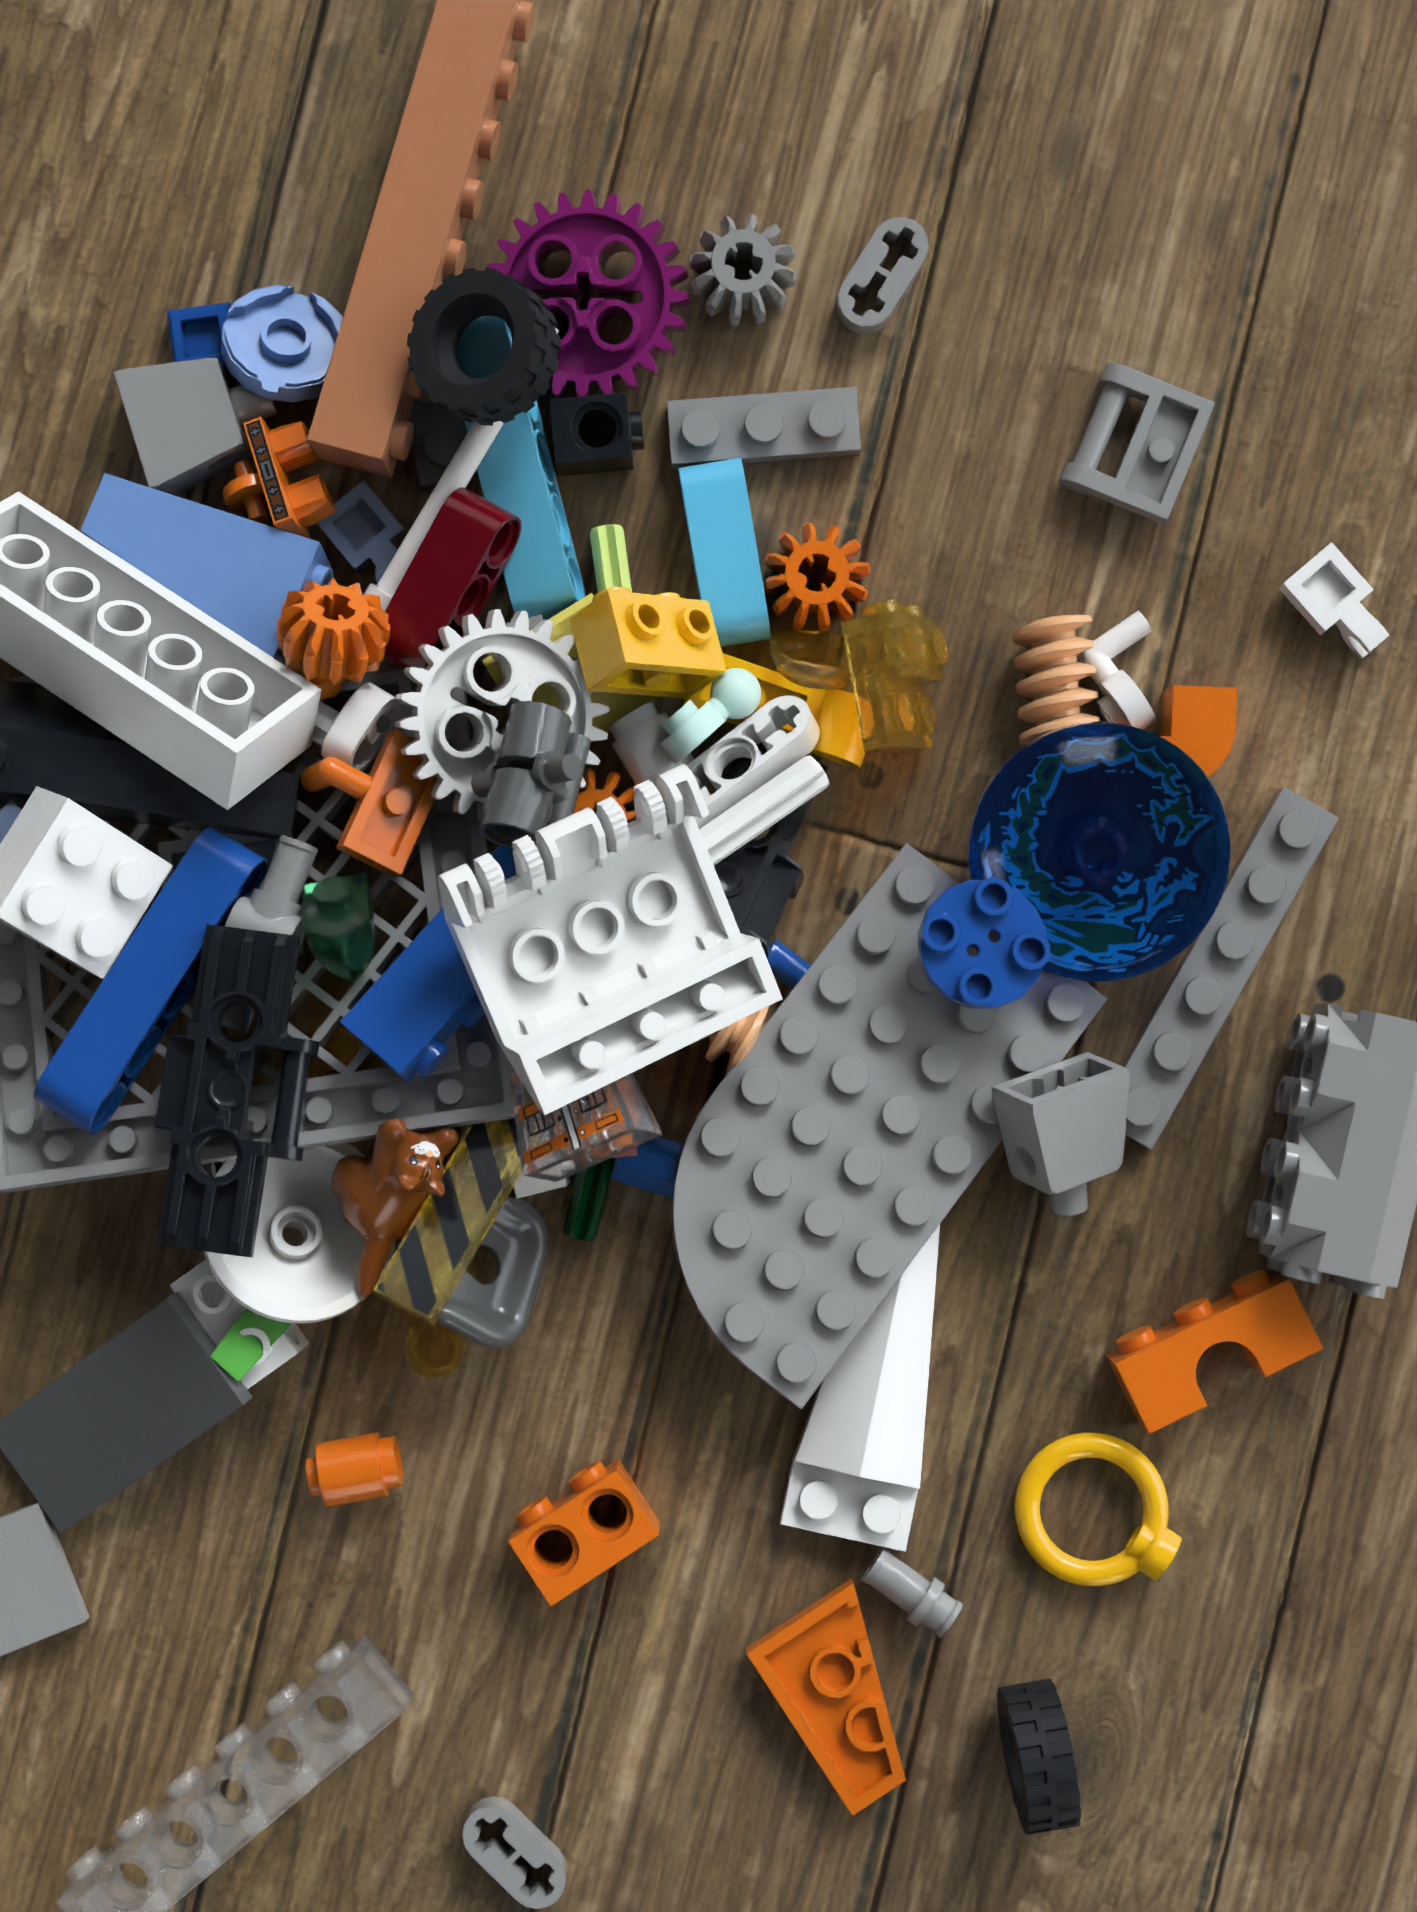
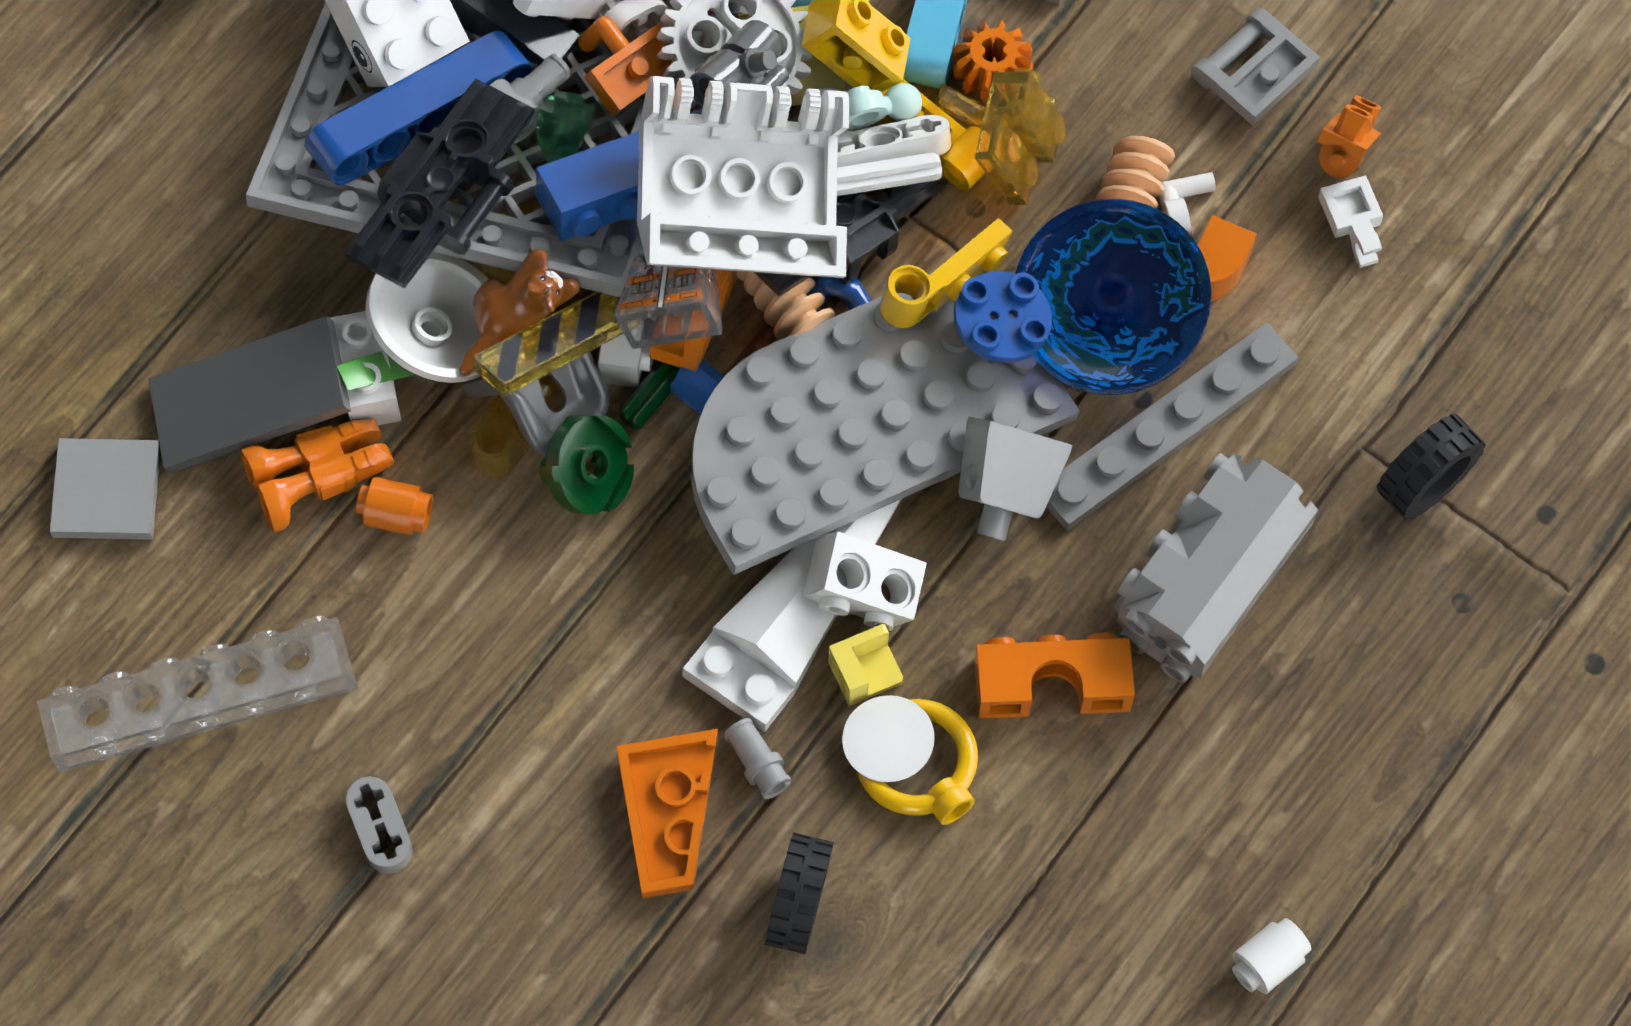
camera: 25 degrees right, 20 degrees down
(254, 1450) = (332, 465): none -> orange piece
(539, 1307) = (565, 464): none -> dark green plate
(594, 1542) = (540, 627): orange brick -> none
(899, 913) = (932, 291): none -> yellow plate
(950, 1327) = (865, 570): none -> white brick
(987, 1427) = (864, 665): none -> light yellow panel
(1052, 1506) = (888, 738): none -> white sticker
(1295, 498) = (1349, 137): none -> orange hips

